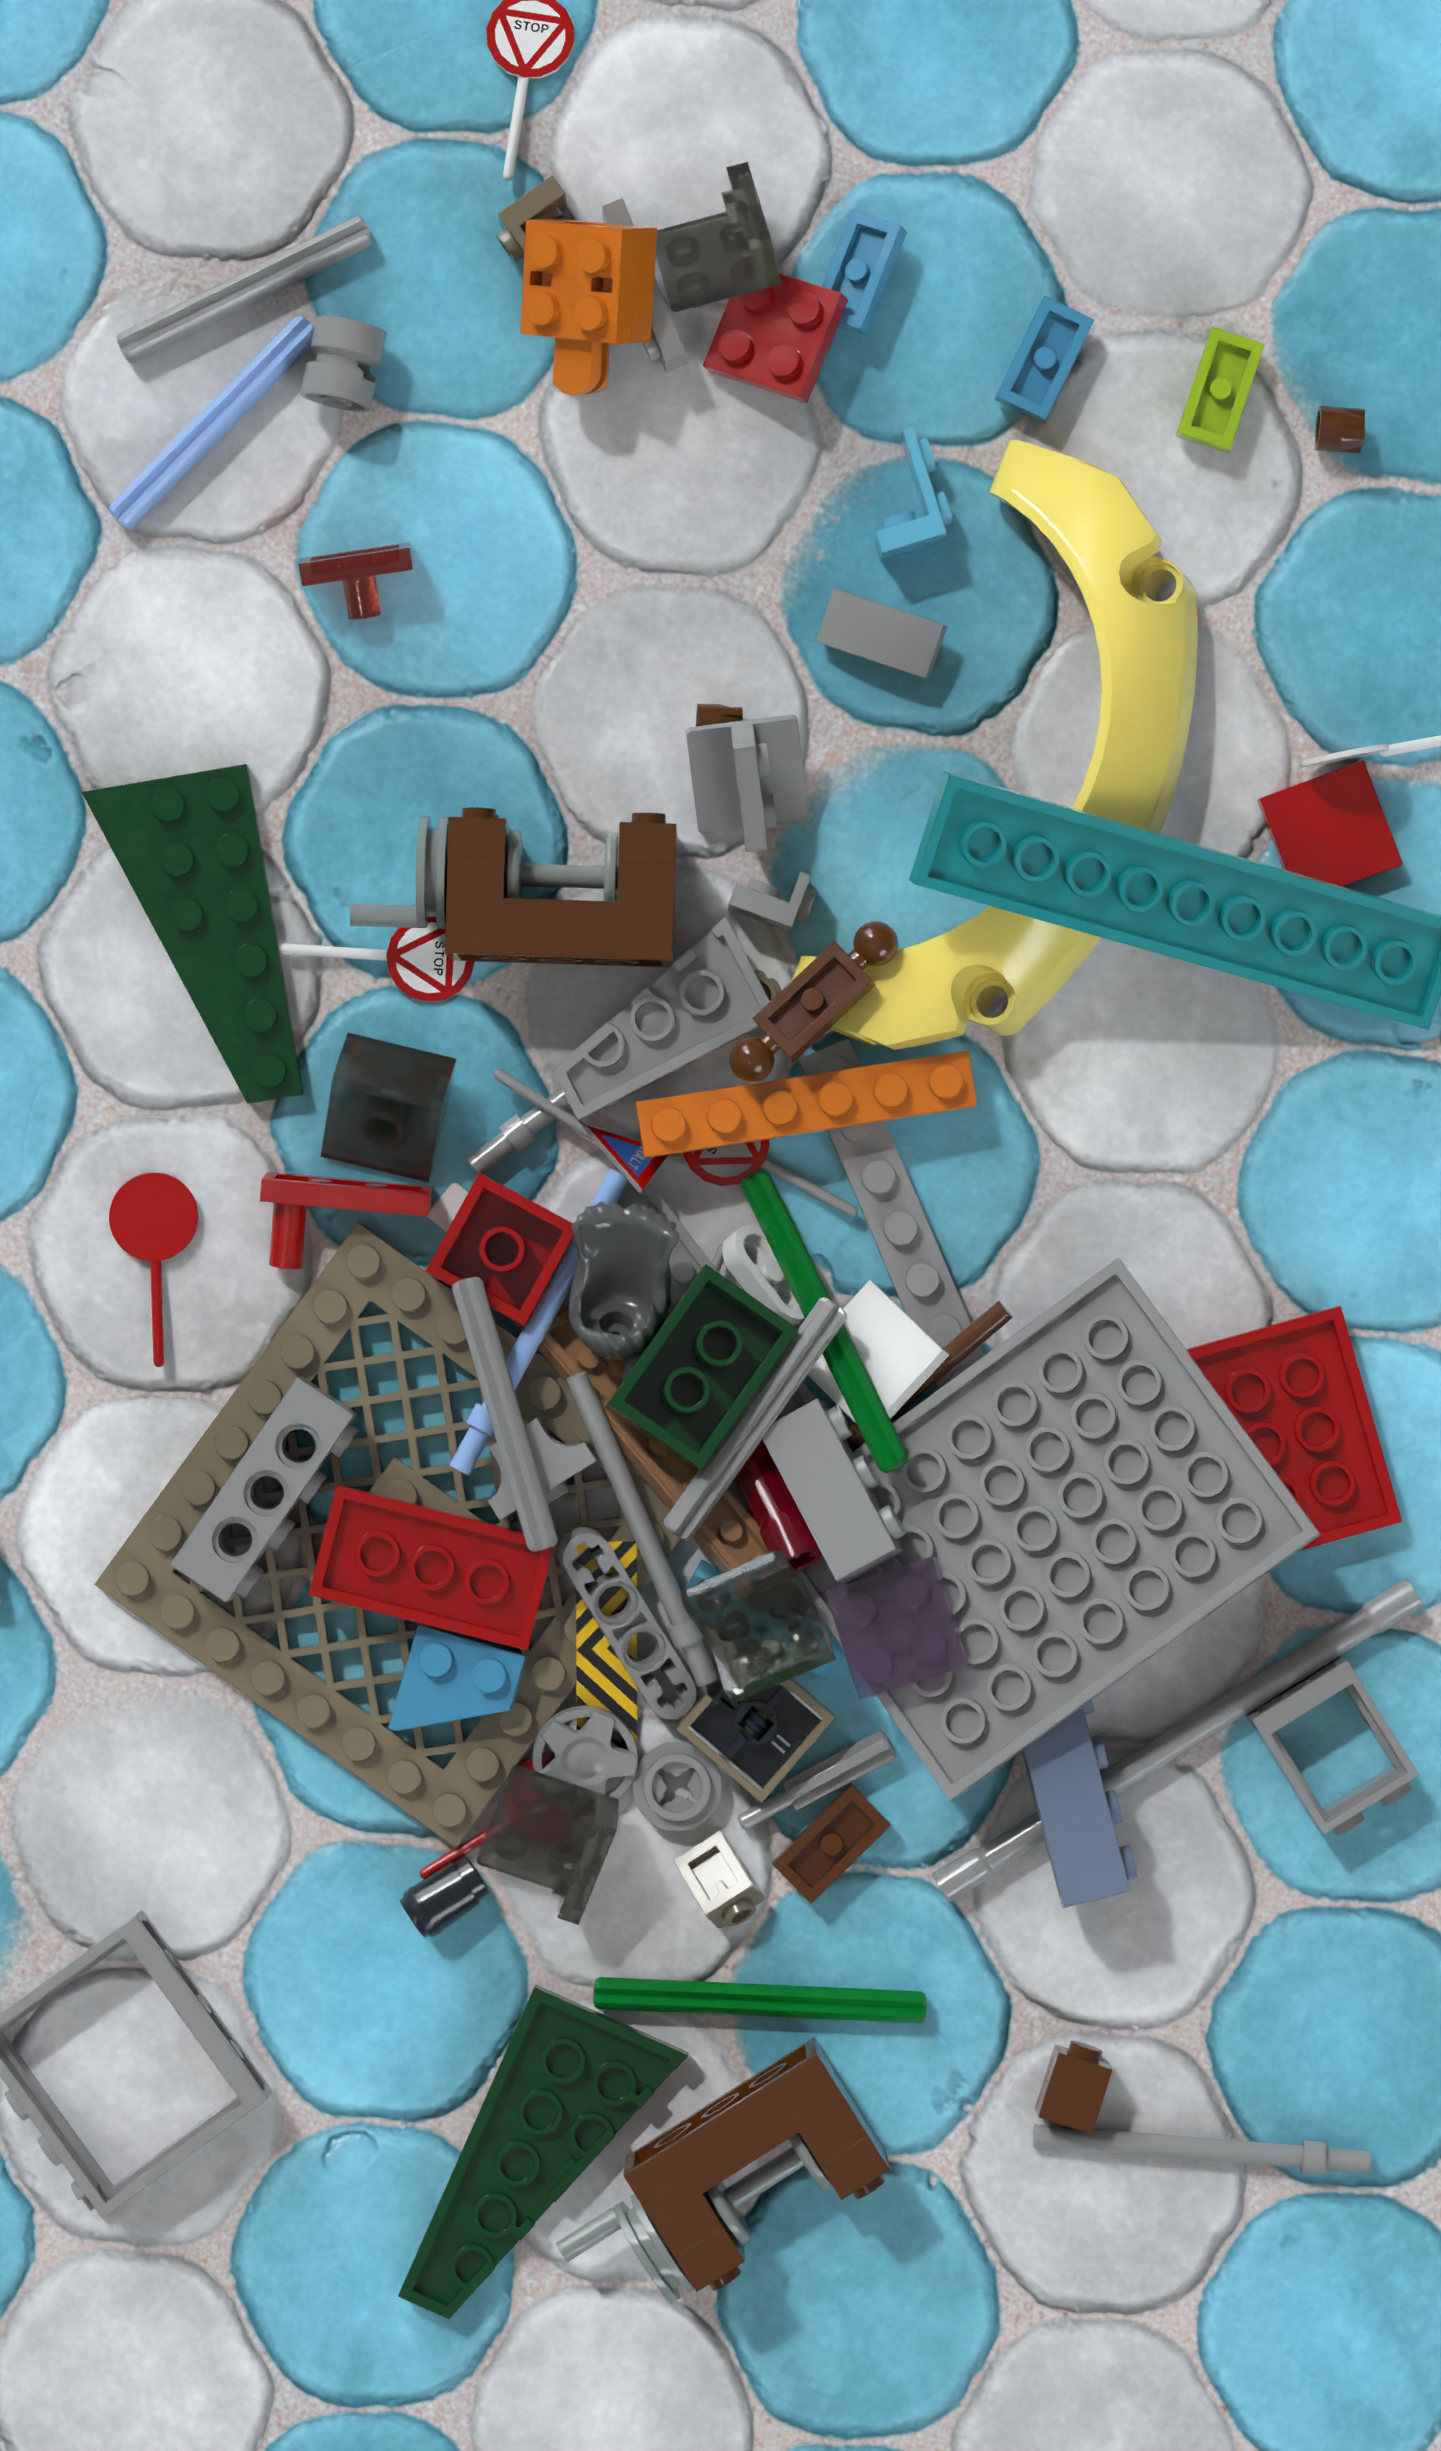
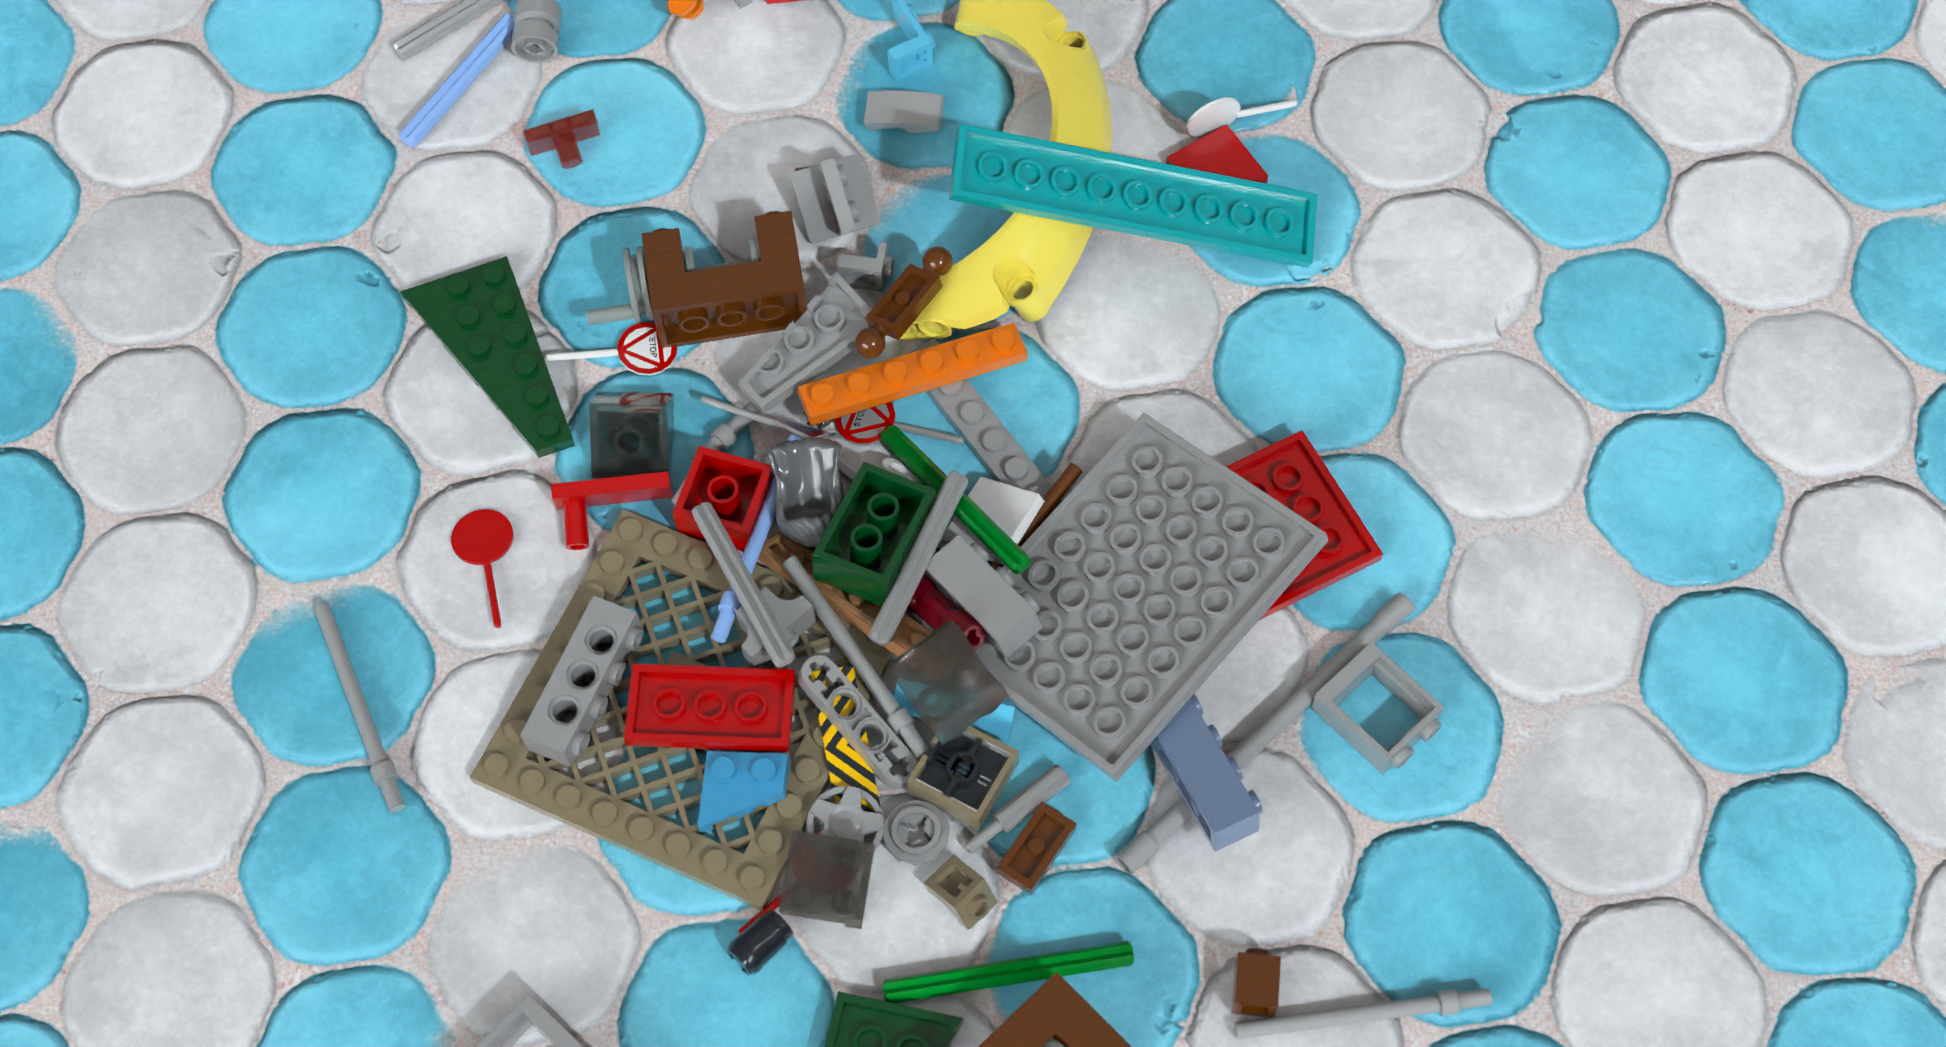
camera: 10 degrees left, 25 degrees down
(897, 1628) = (1049, 673): clear purple plate -> none

